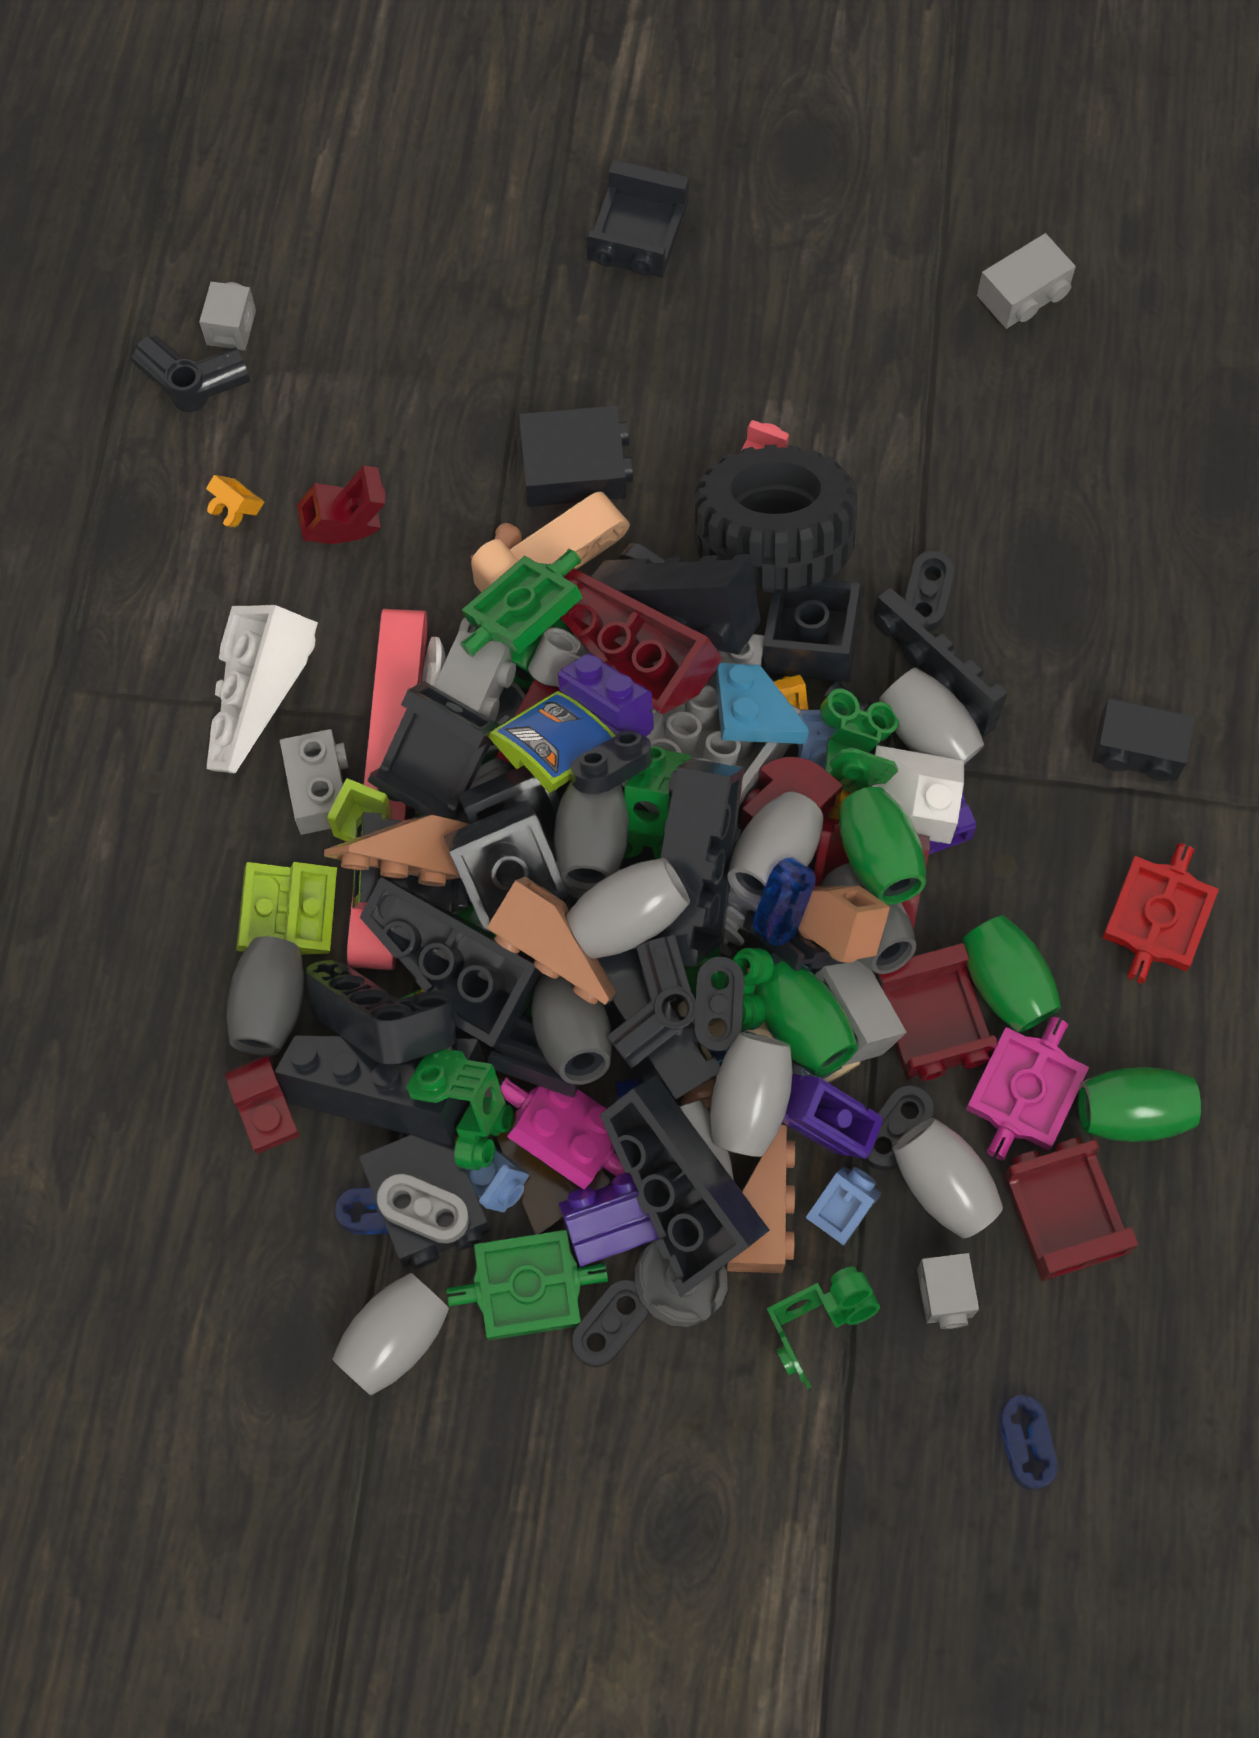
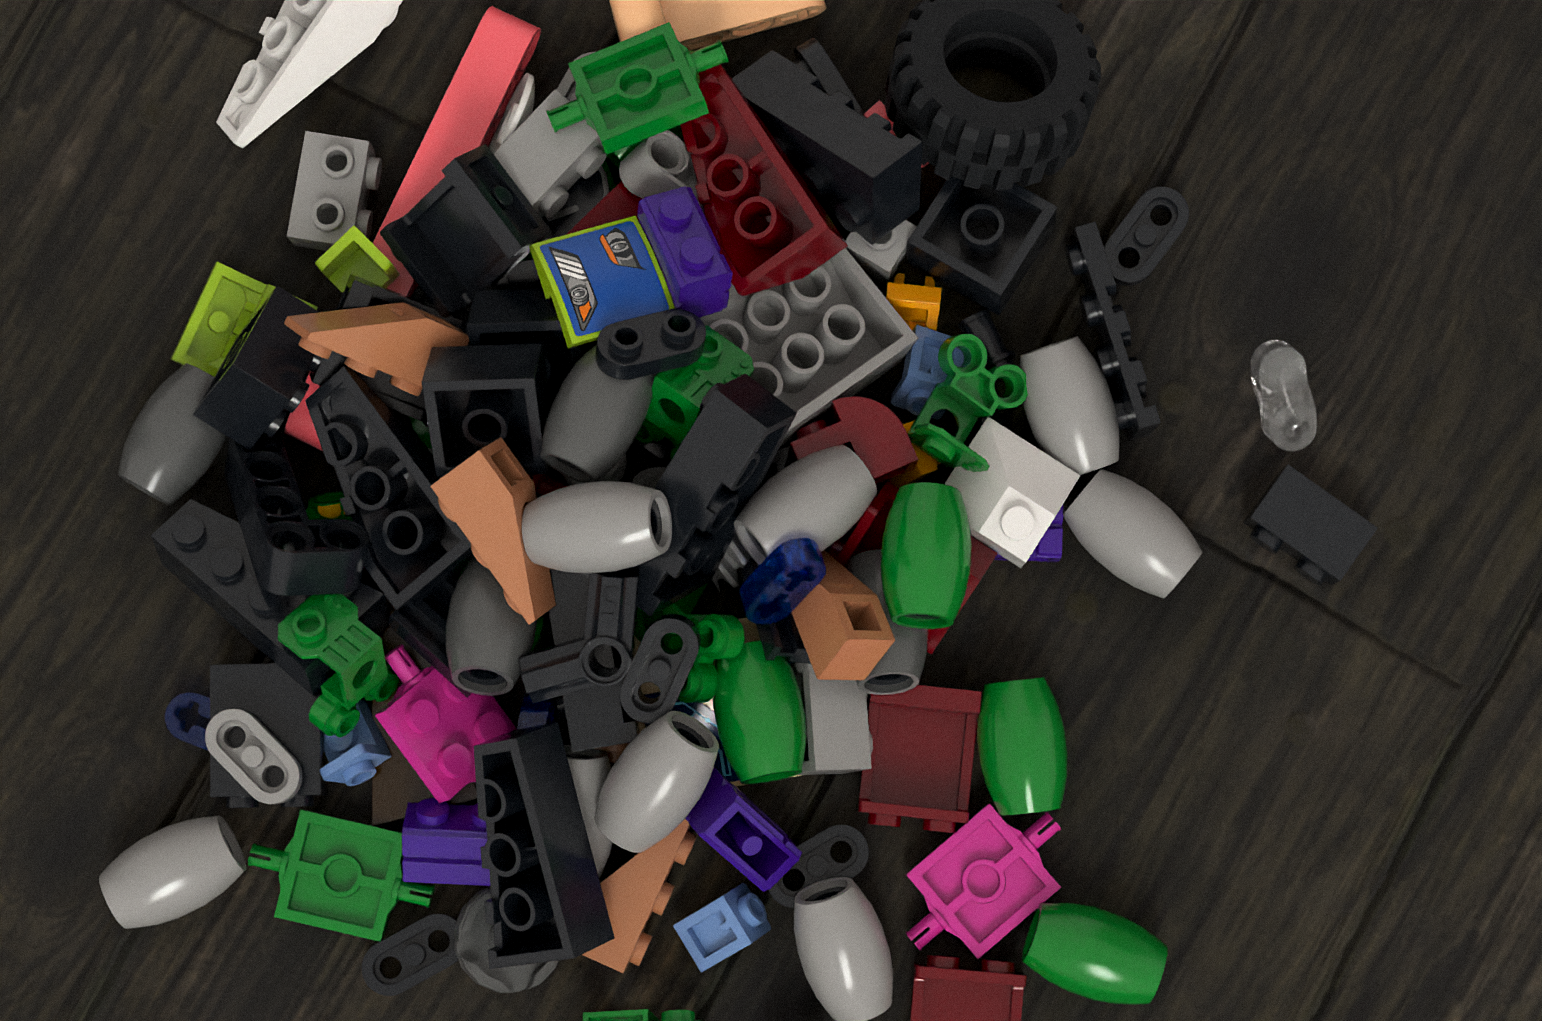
camera: 25 degrees right, 15 degrees up
(262, 1104) = (126, 559): dark red brick -> none
(317, 913) = (260, 374): none -> black brick
(754, 707) = (861, 318): dark azure wing -> none
(1019, 790) = (1132, 533): none -> light grey piece
(1079, 659) = (1287, 421): none -> clear piece
(1160, 913) = (1230, 740): red plate -> none

